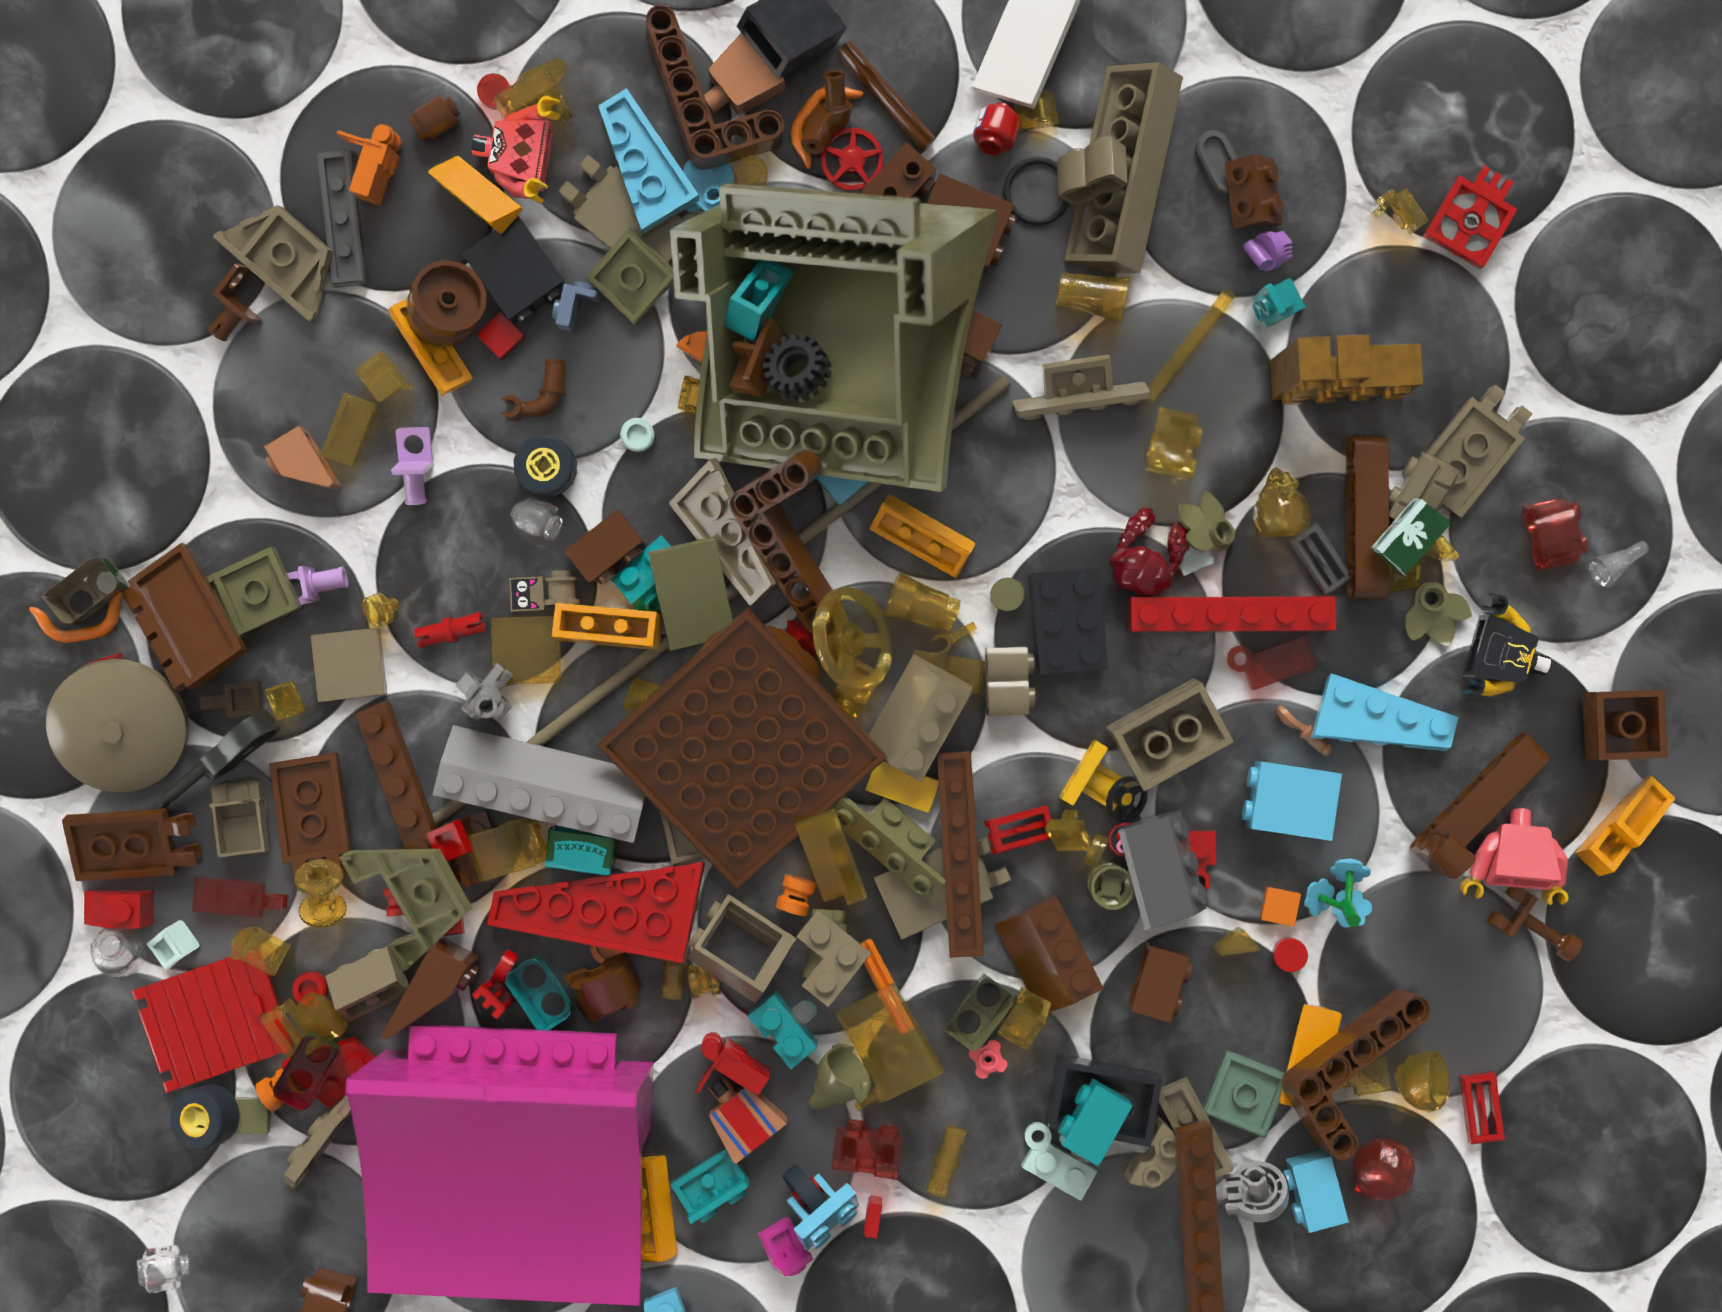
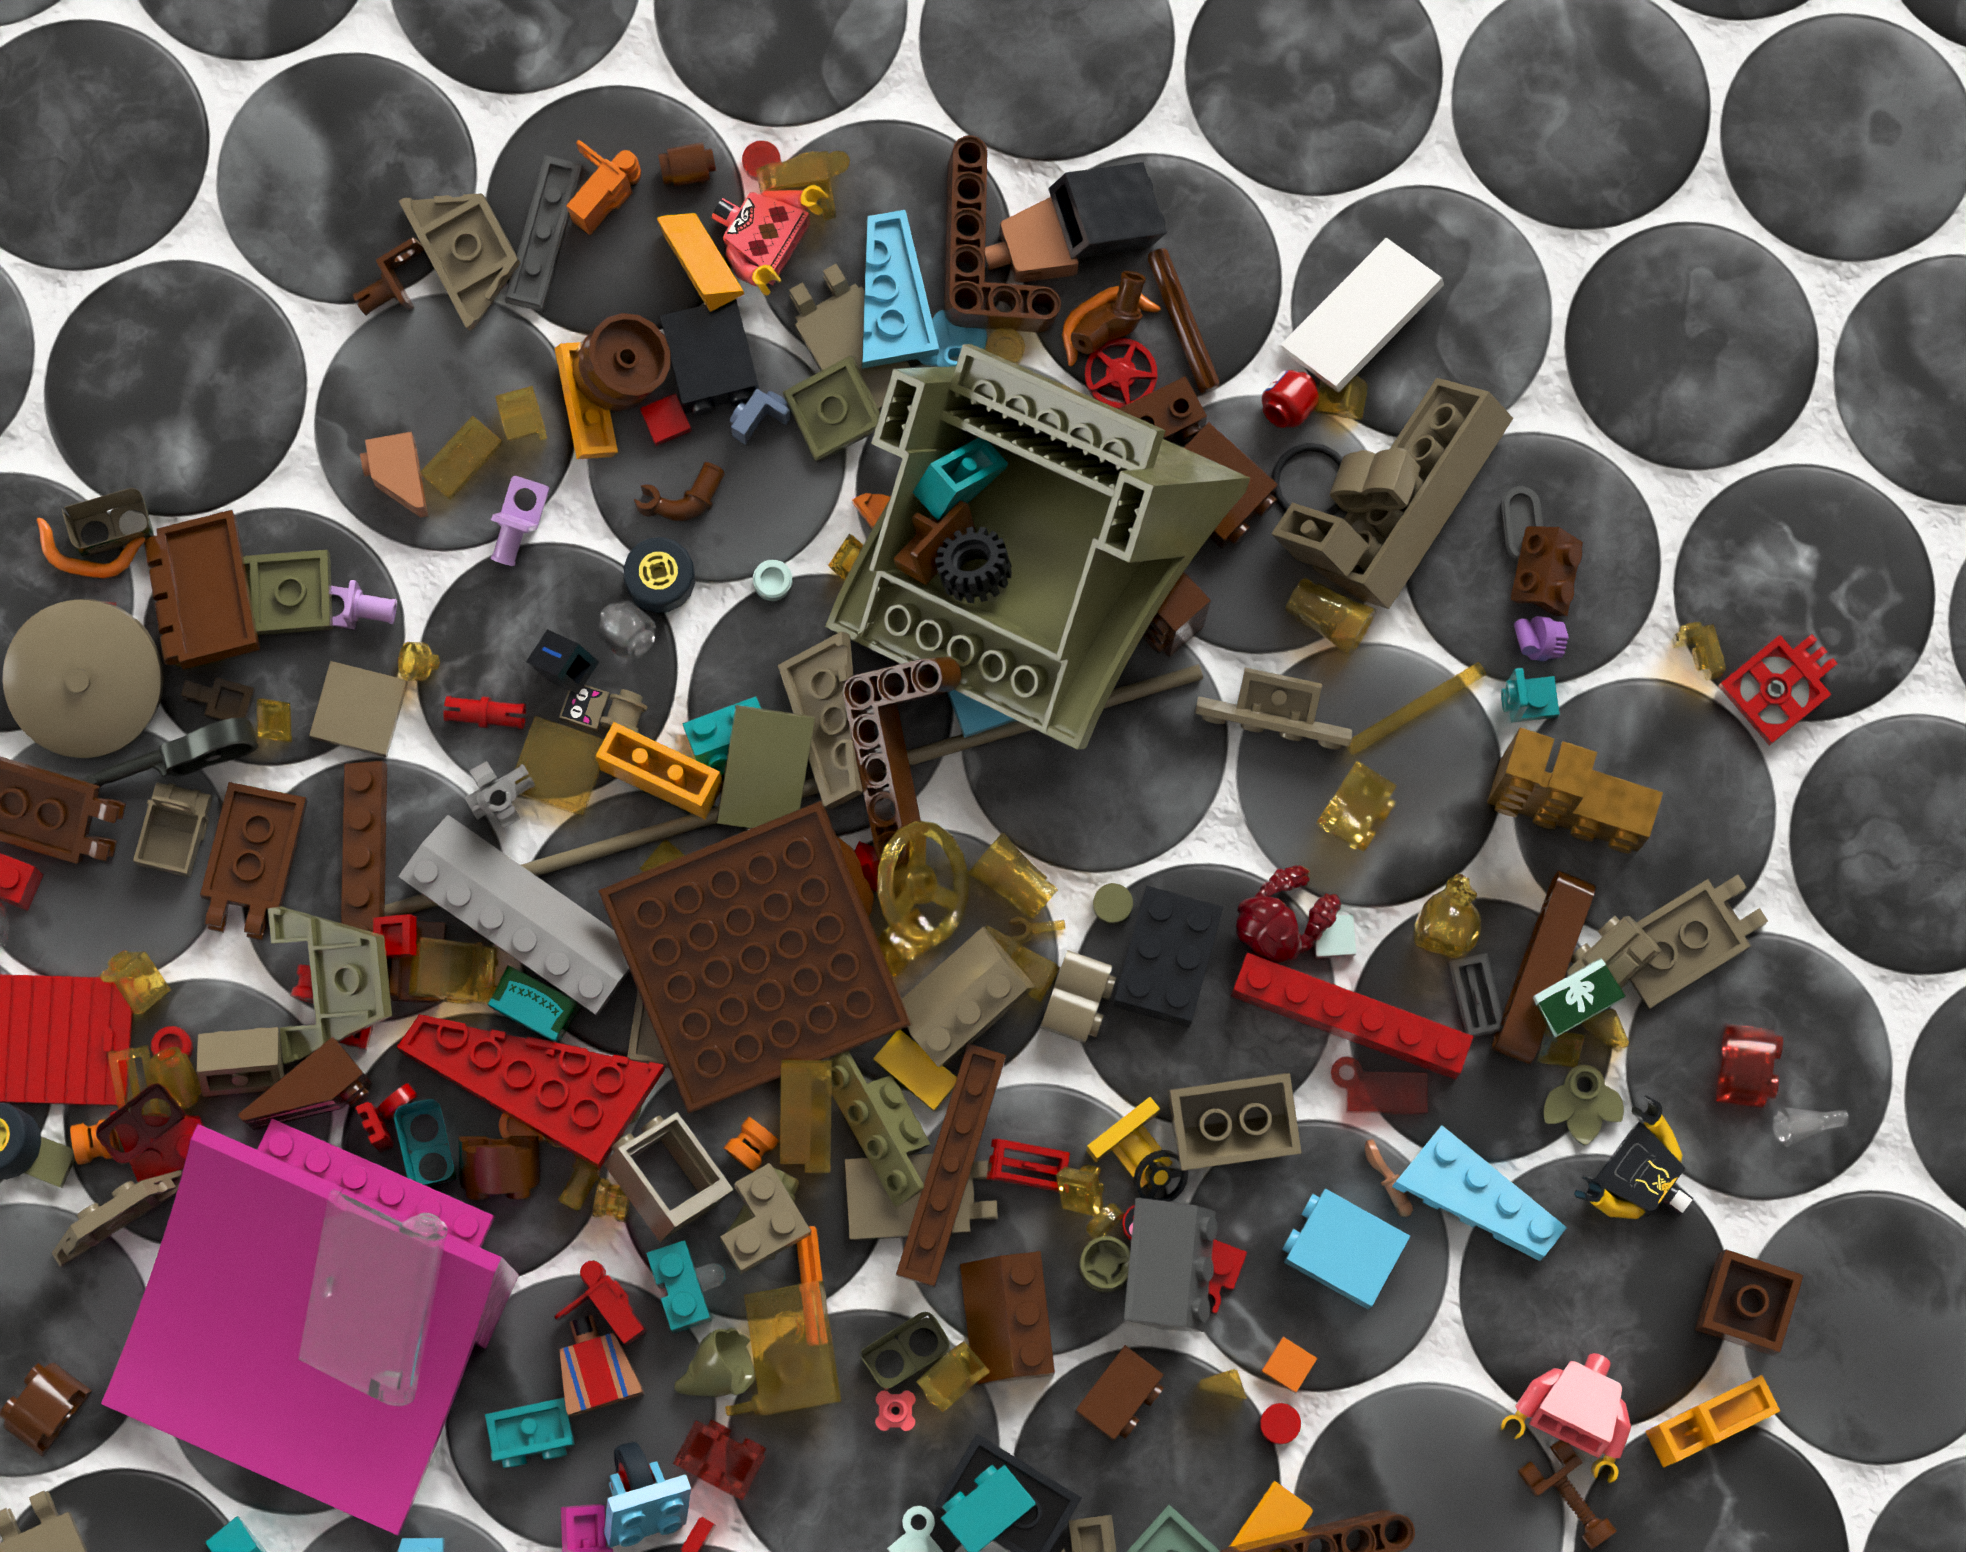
camera: 20 degrees right, 10 degrees down
(173, 944) = (41, 941): light aqua slope -> none
(234, 897) = (130, 914): clear red plate -> none
(318, 882) = (235, 926): clear yellow hose -> none
(495, 567) = (562, 661): none -> black brick
(546, 1155) = (373, 1298): none -> clear door
(605, 548) = (690, 687): reddish brown brick -> none
(657, 1213) = (456, 1444): light orange slope -> none
(922, 536) = (1043, 805): light orange slope -> none
(946, 1161) = (805, 1508): clear yellow pin -> none
(1065, 237) = (1320, 539): none -> dark tan brick
(1206, 524) = (1361, 908): olive plate -> none
(1348, 903) = (1365, 1393): medium azure plant -> none
(1444, 839) = (1555, 1331): reddish brown beam -> none

